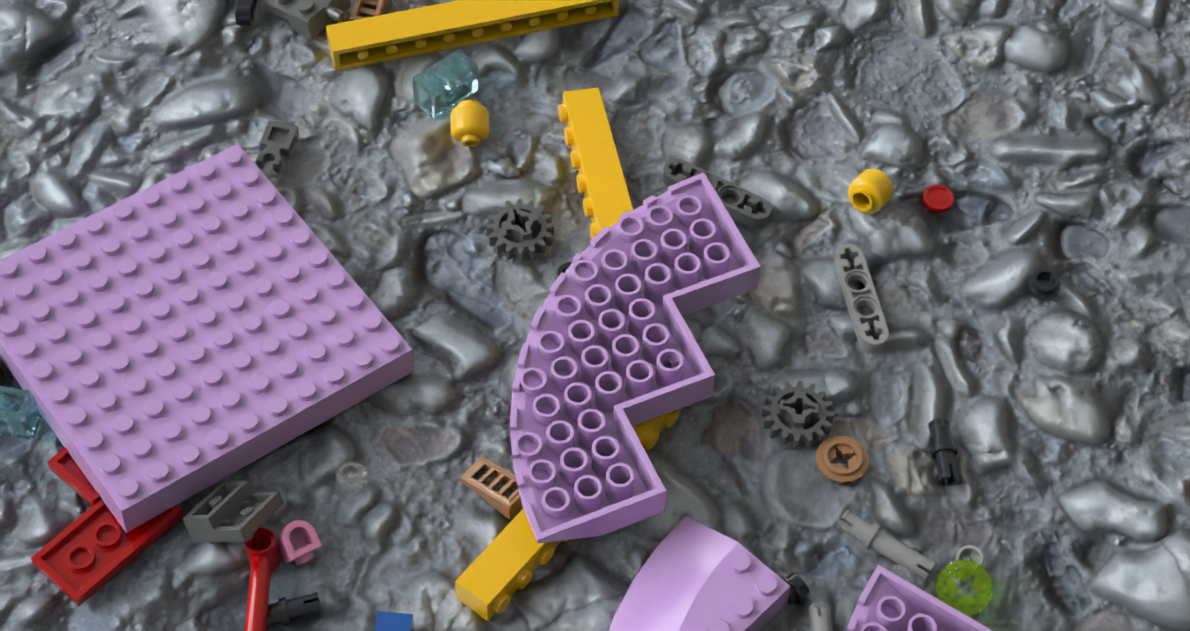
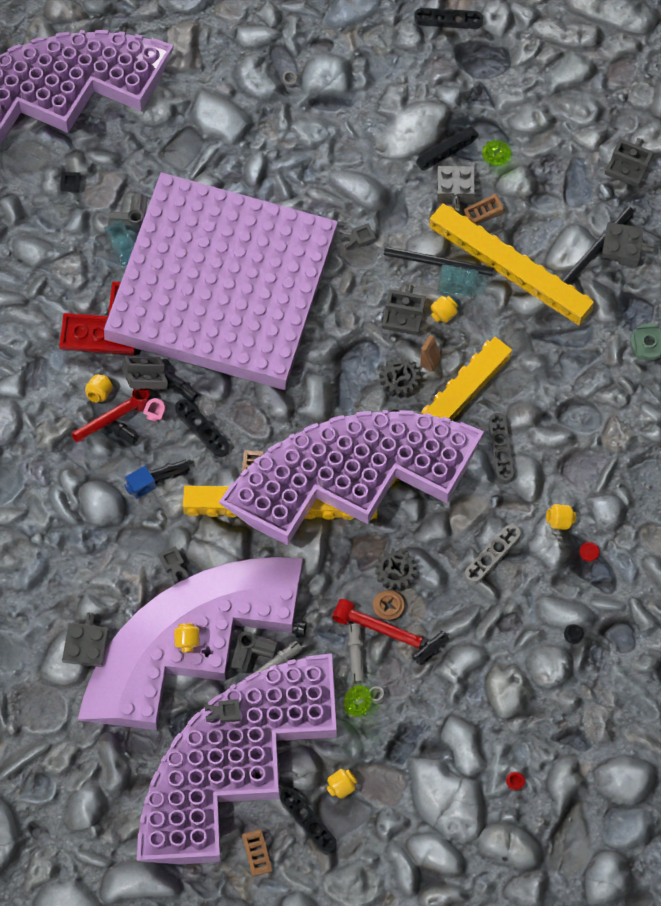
camera: 55 degrees right, 10 degrees up
(194, 593) = (98, 388): none -> yellow head
(312, 485) = (180, 387): none -> black pin
(378, 512) = (204, 426): none -> black beam
(383, 95) = (436, 260): none -> black piece
(407, 588) = (170, 470): none -> black pin
(430, 165) = (404, 311): none -> dark grey plate
(519, 175) = (430, 354): none -> medium nougat slope
(815, 516) = (345, 612): none -> red piece

